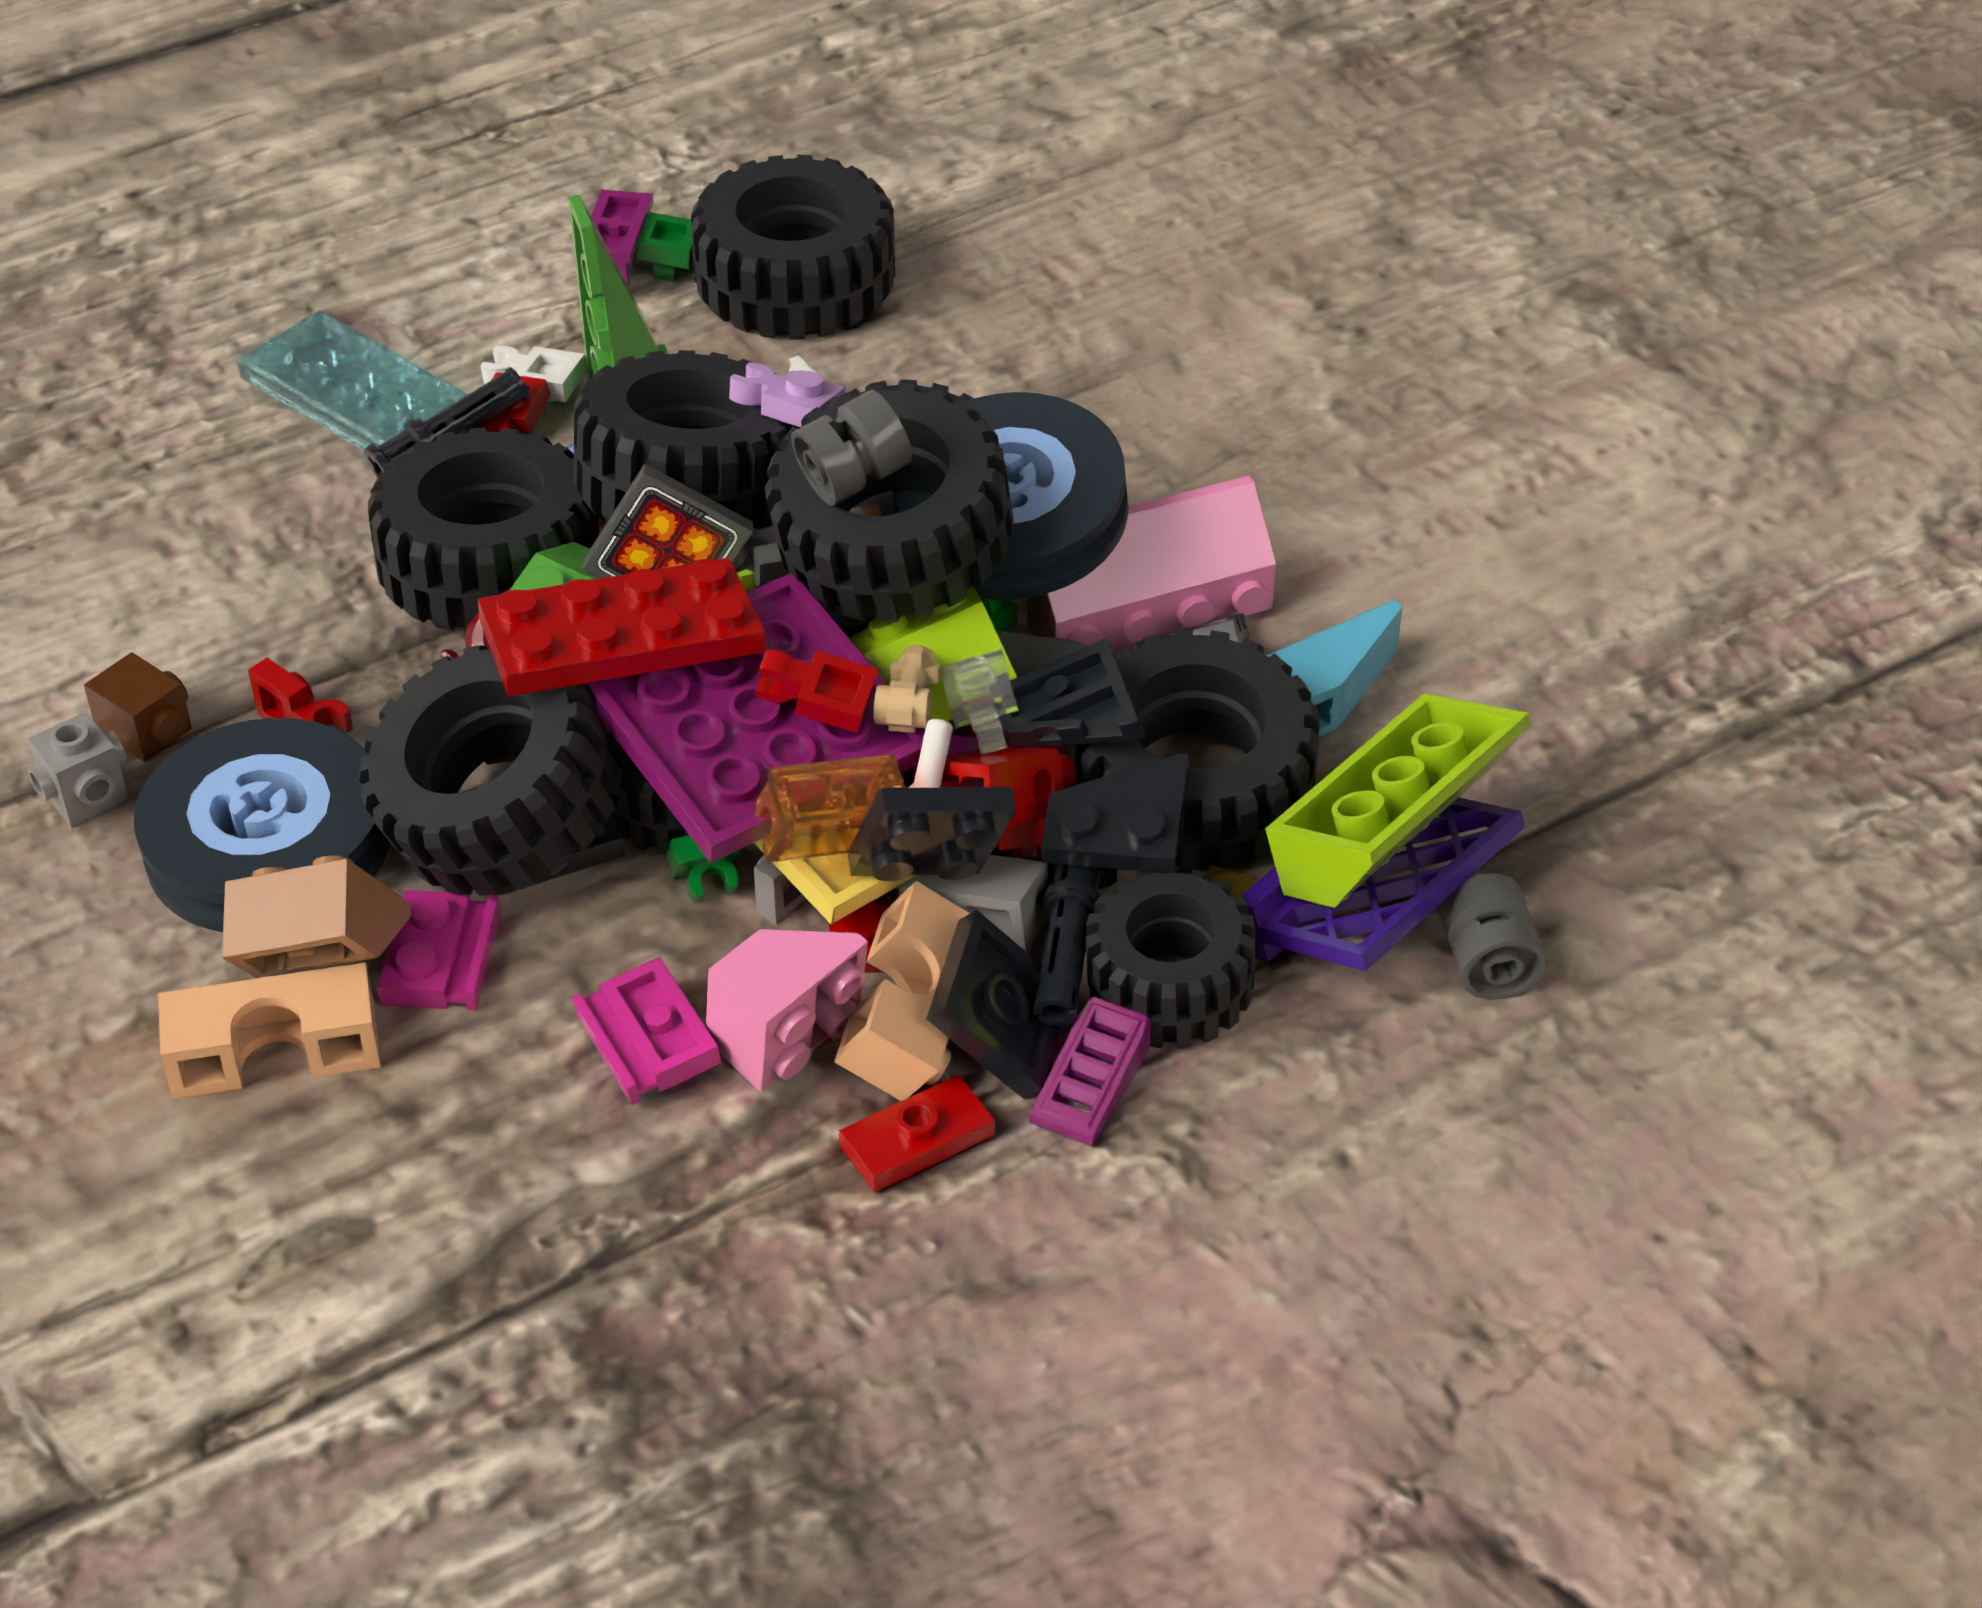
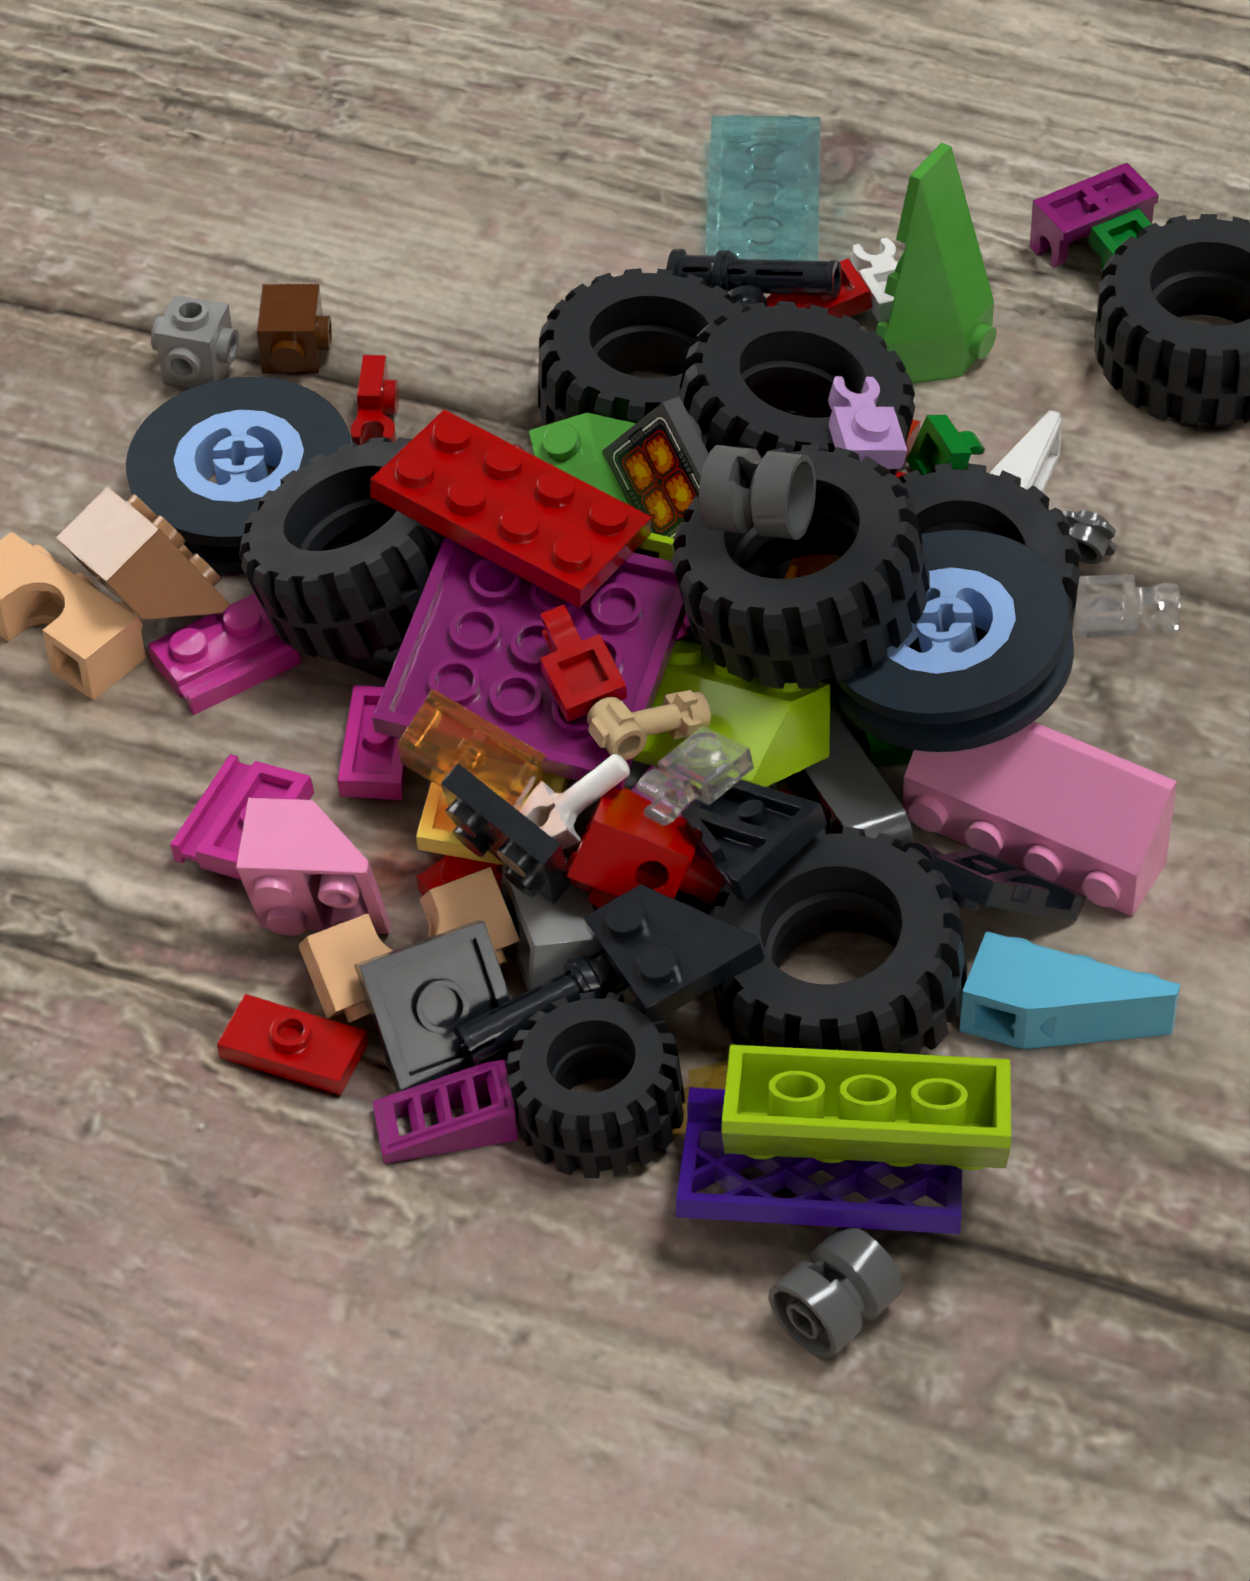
camera: 55 degrees right, 5 degrees up
(660, 903) = (369, 759): none -> dark pink plate

